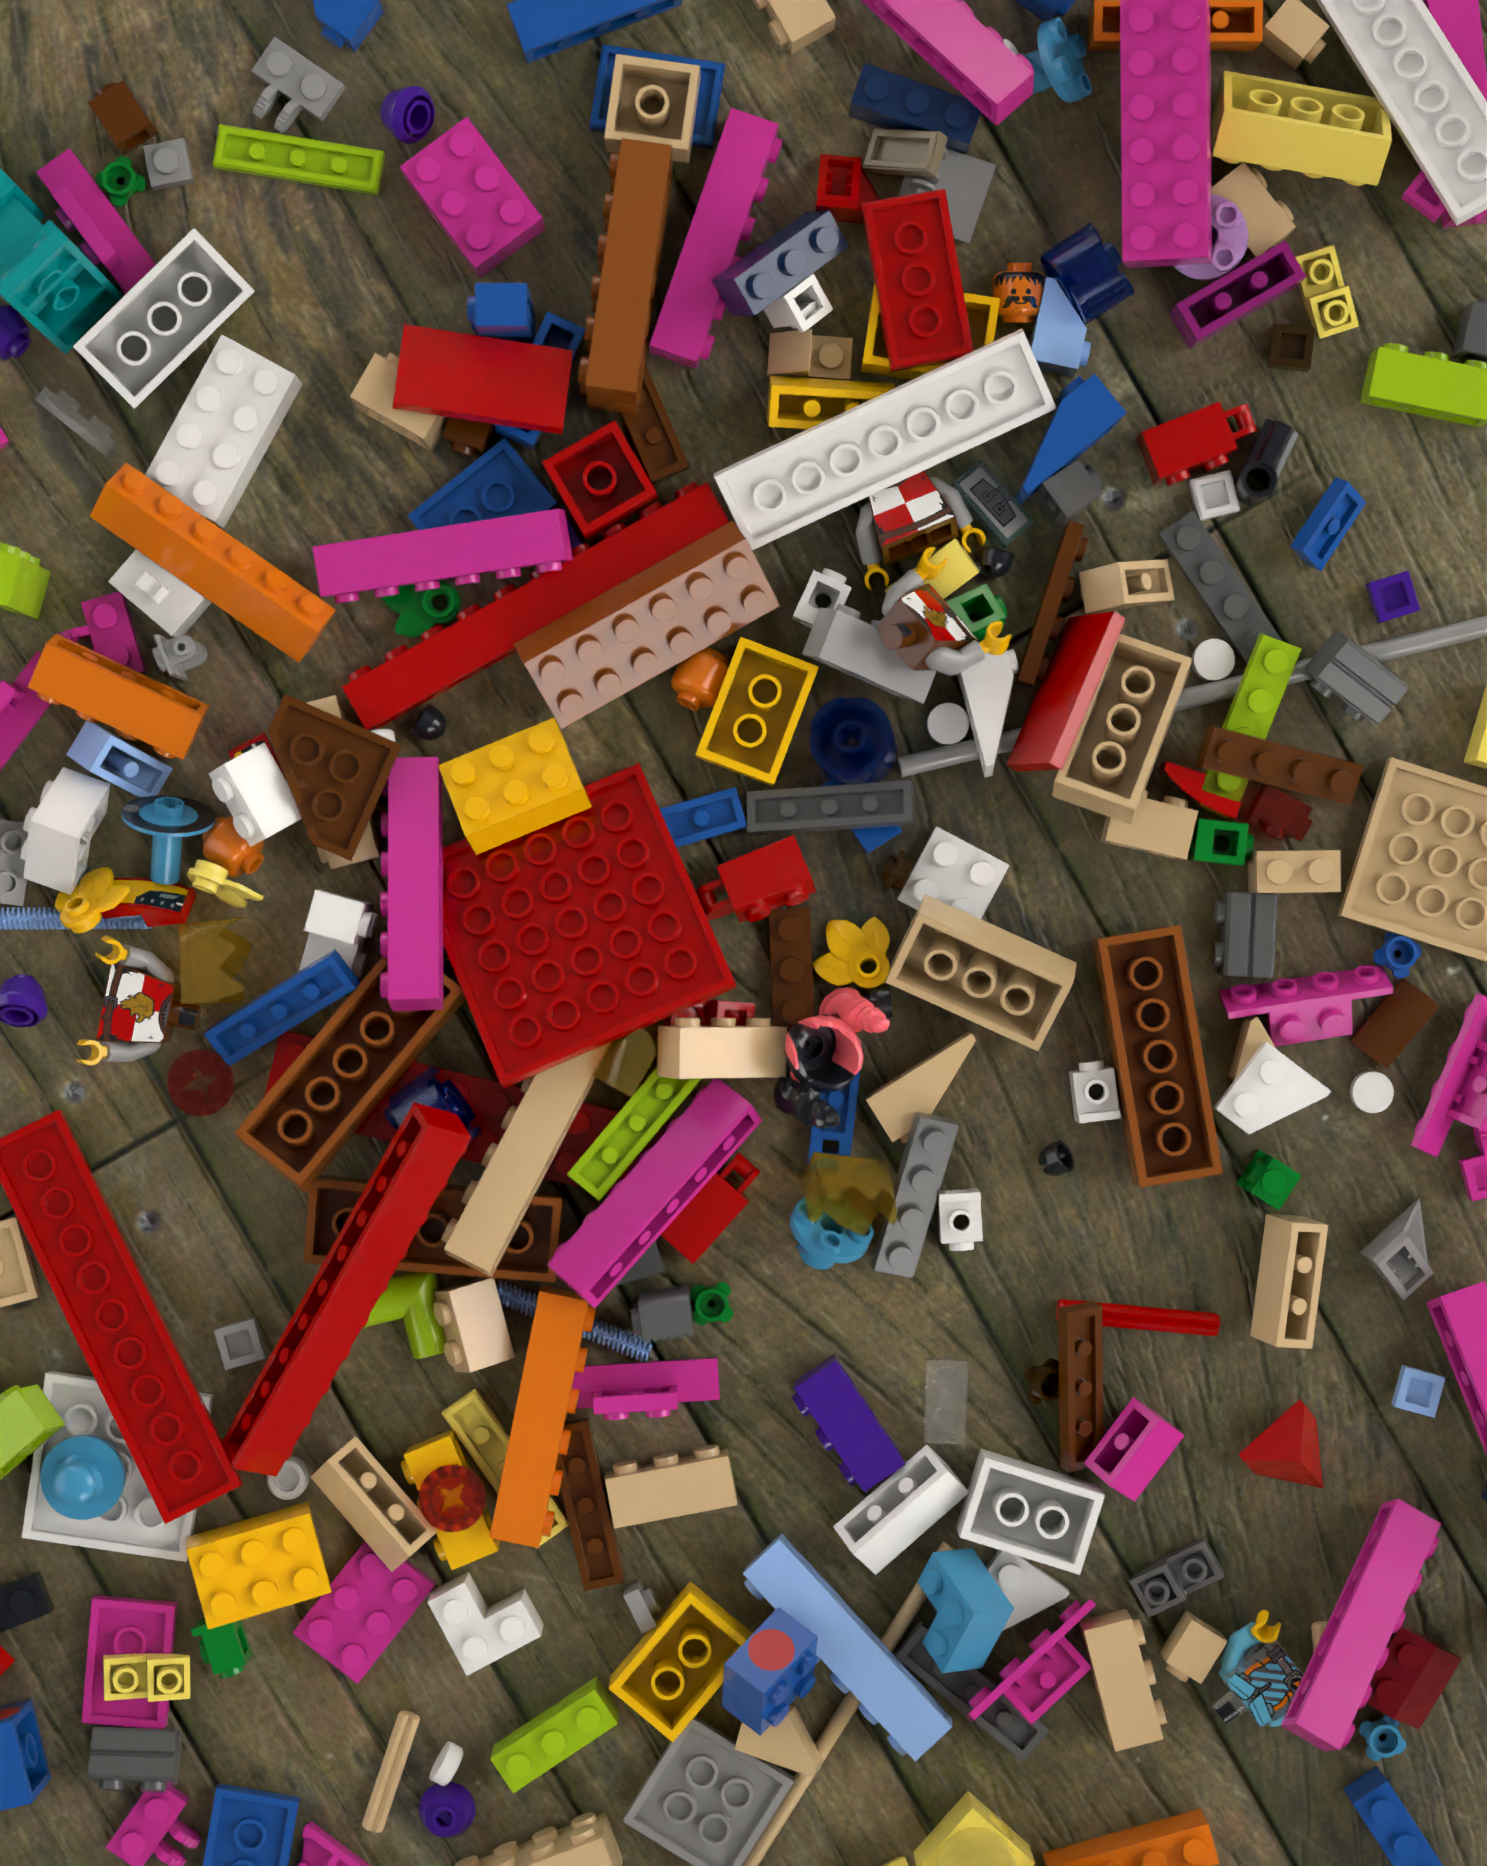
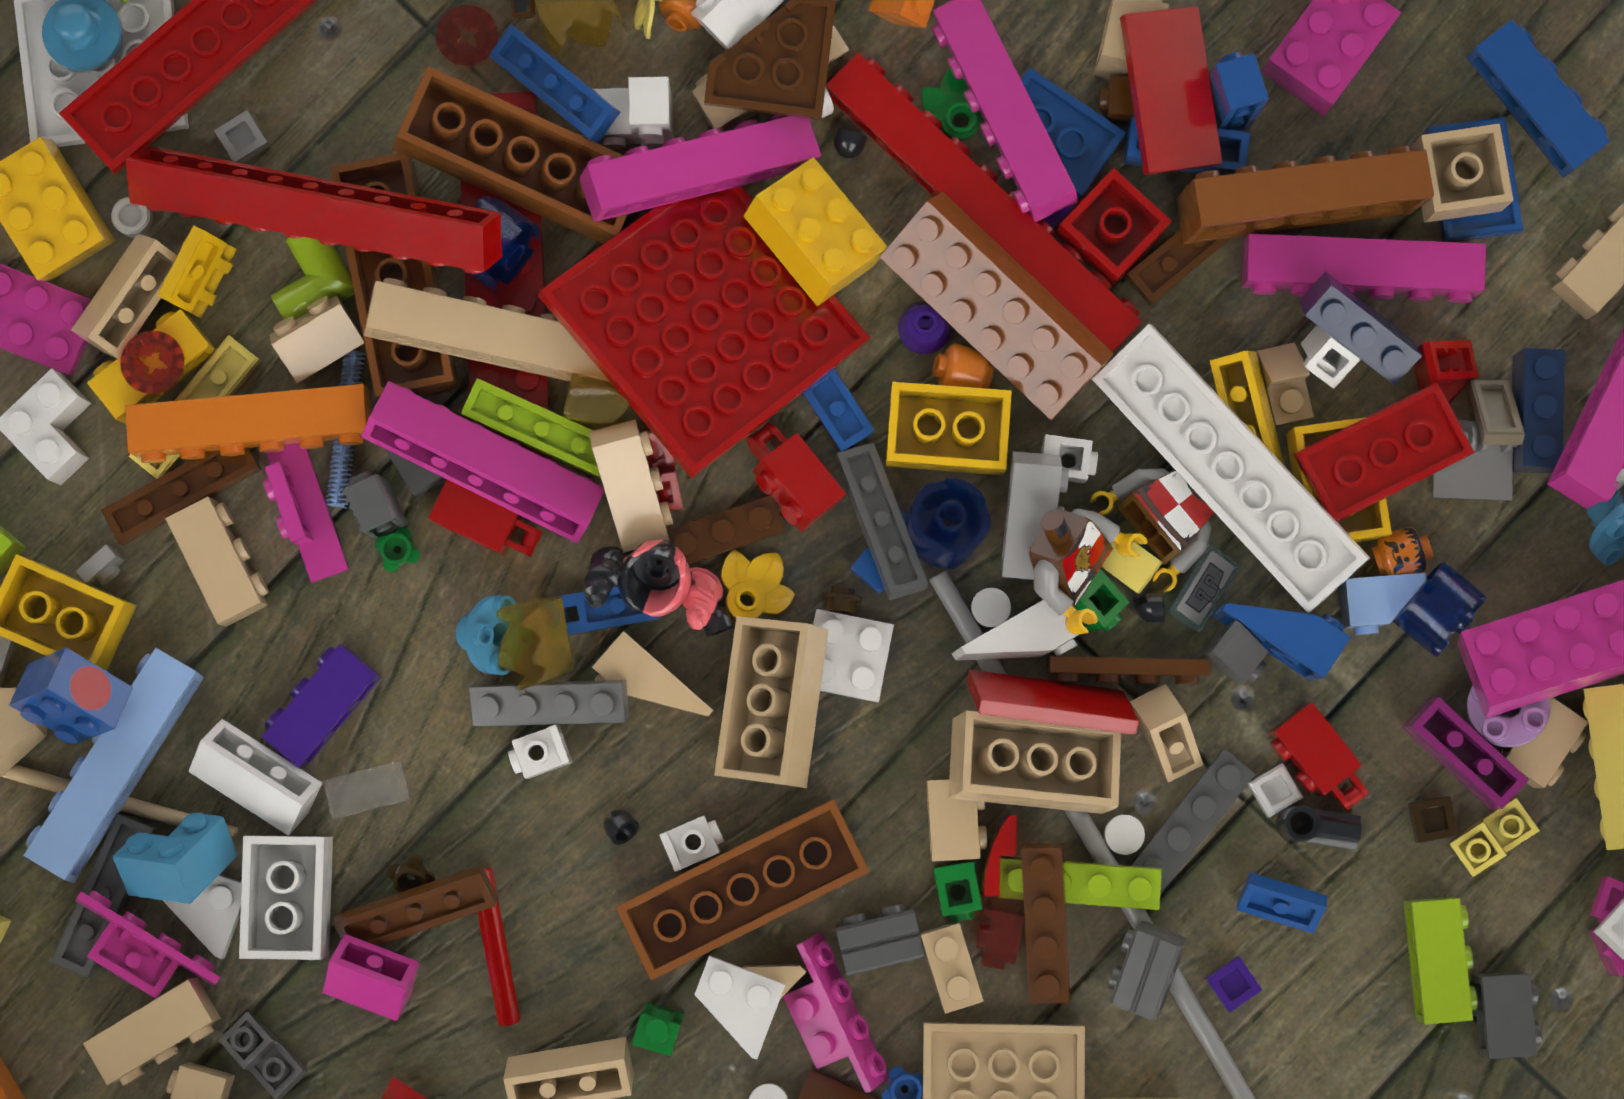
camera: 70 degrees right, 5 degrees down
(370, 1427) = (197, 272): none -> yellow plate
(636, 716) = (912, 325): none -> dark purple cone

